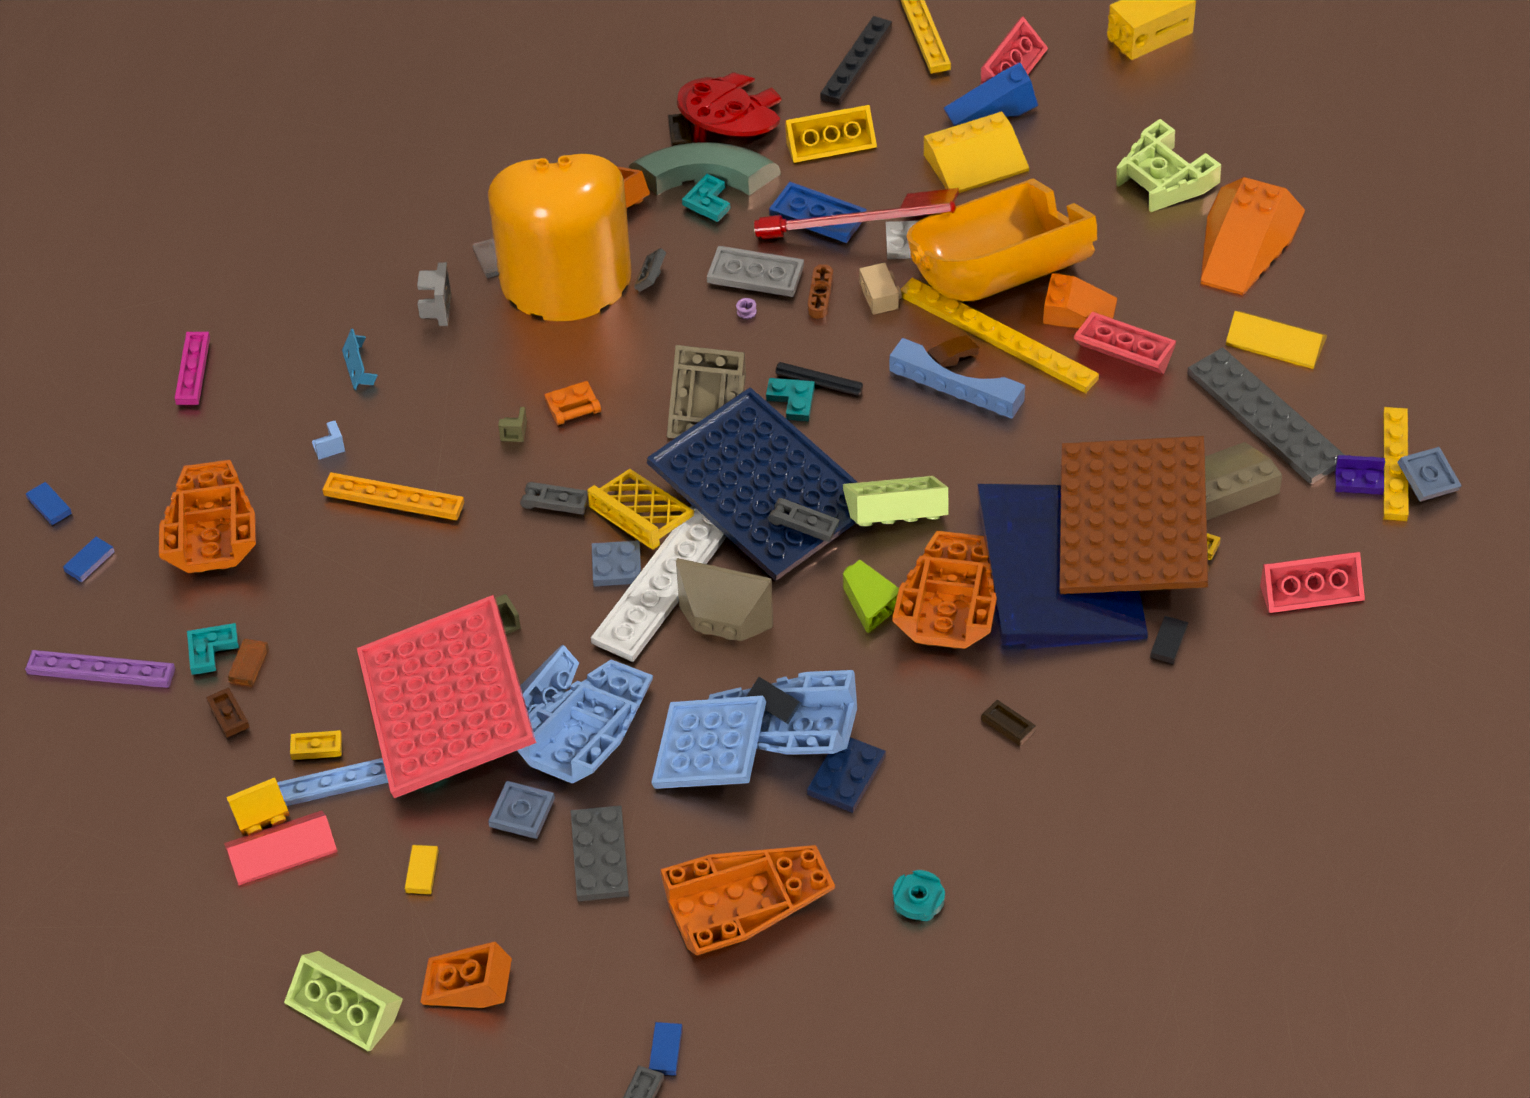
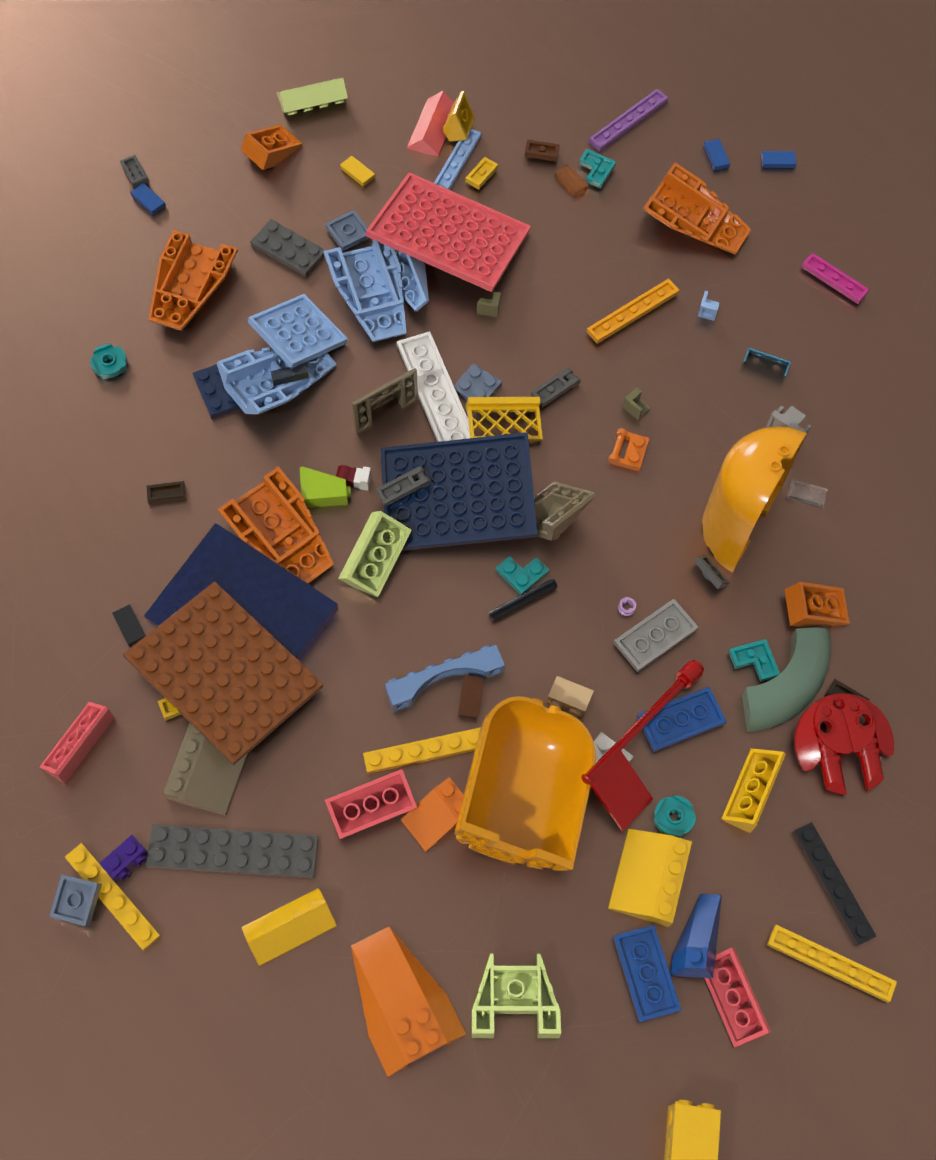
camera: 125 degrees right, 15 degrees up
(824, 298) = (617, 669): dark orange beam -> none
(827, 579) = (355, 477): none -> leg
(919, 172) = (671, 805): none -> teal plate
(1053, 116) = (646, 973): none -> blue plate

